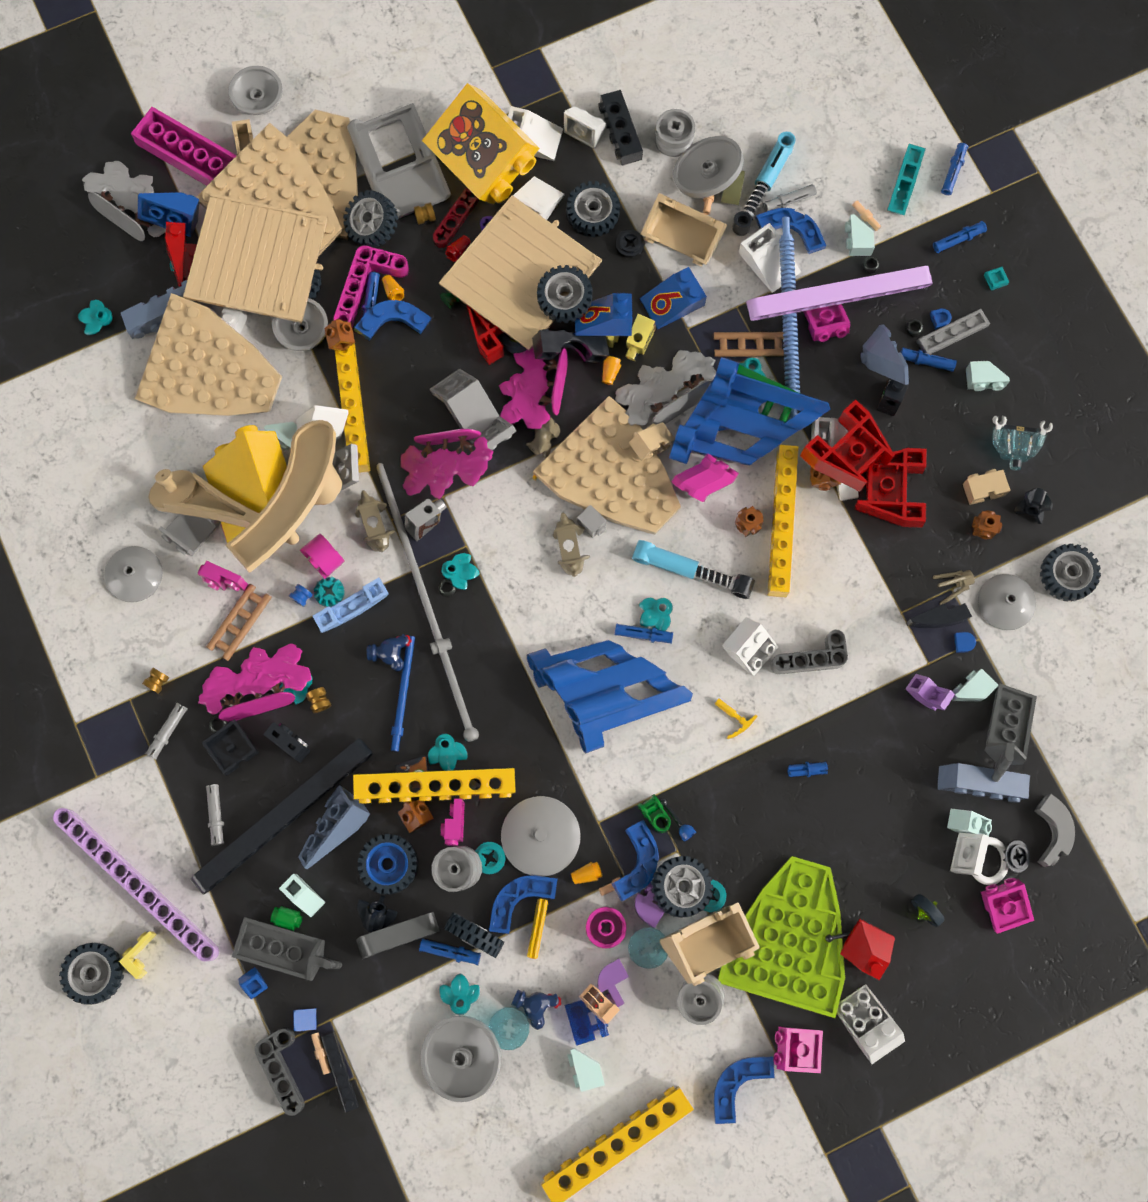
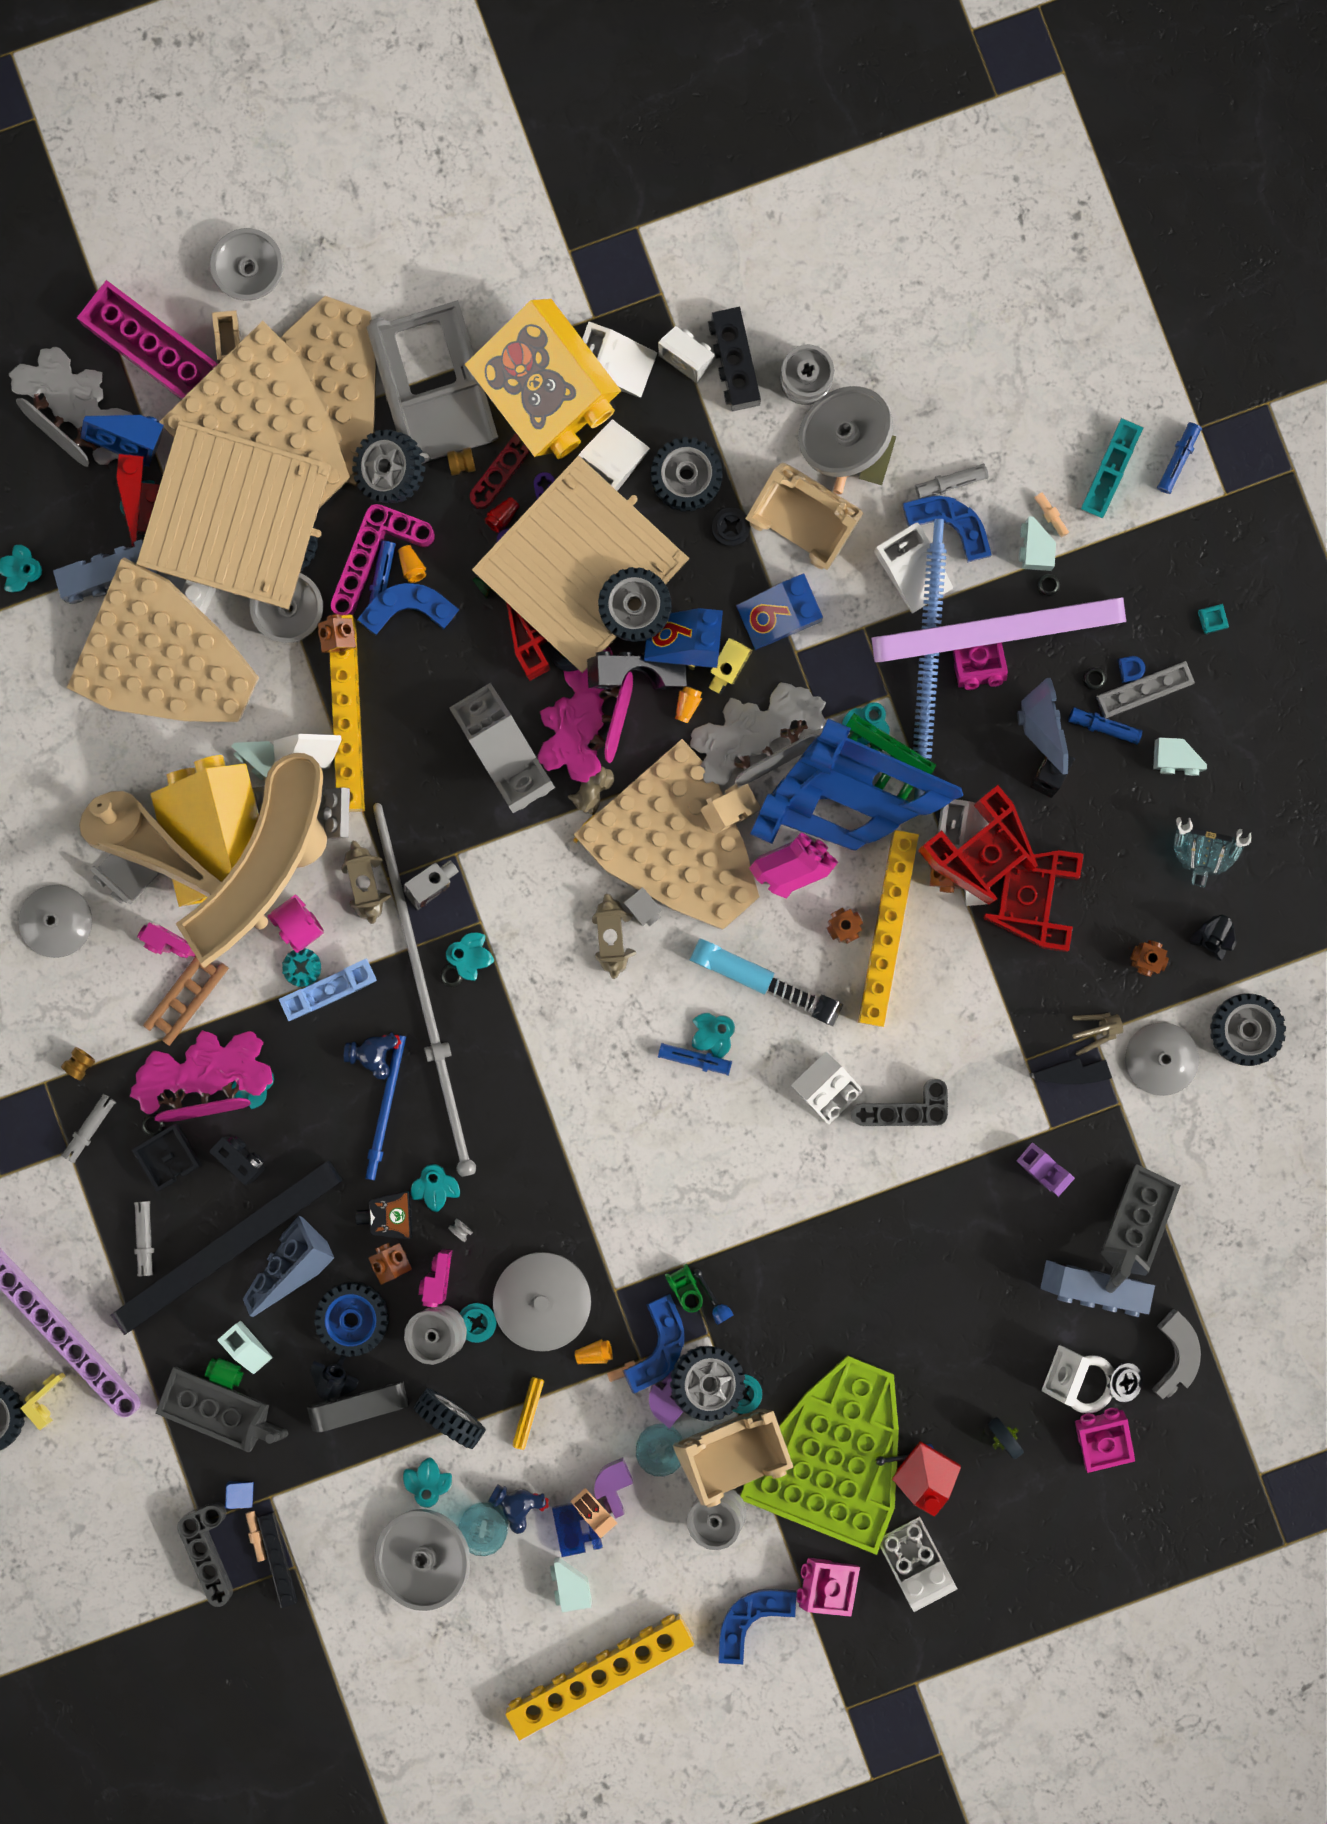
camera: 10 degrees right, 10 degrees up
(252, 983) = (178, 1445): blue slope -> none
(300, 595) = (265, 970): blue wheel -> none
(318, 700) = (279, 1107): pearl gold wheel -> none
(364, 781) = (328, 1237): yellow brick -> none
(441, 466) = (455, 820): dark pink plant -> none
(474, 957) = (391, 1421): blue pin -> none
(513, 893) = (504, 1367): blue plate -> none
(598, 698) = (628, 1141): blue panel -> none
(606, 915) = (609, 1436): dark pink brick -> none
(732, 713) = (796, 1170): yellow piece -> none
(742, 351) = (863, 691): medium nougat bar -> none
(764, 182) = (920, 454): piece -> none
(807, 769) = (881, 1250): blue axle -> none
(964, 642) = (1100, 1106): blue tile -> none
(966, 233) = (1199, 547): blue pin -> none
(969, 822) = (1072, 1336): light aqua slope -> none
(977, 687) = (1105, 1168): light aqua slope -> none
(990, 484) = (1148, 906): tan brick -> none

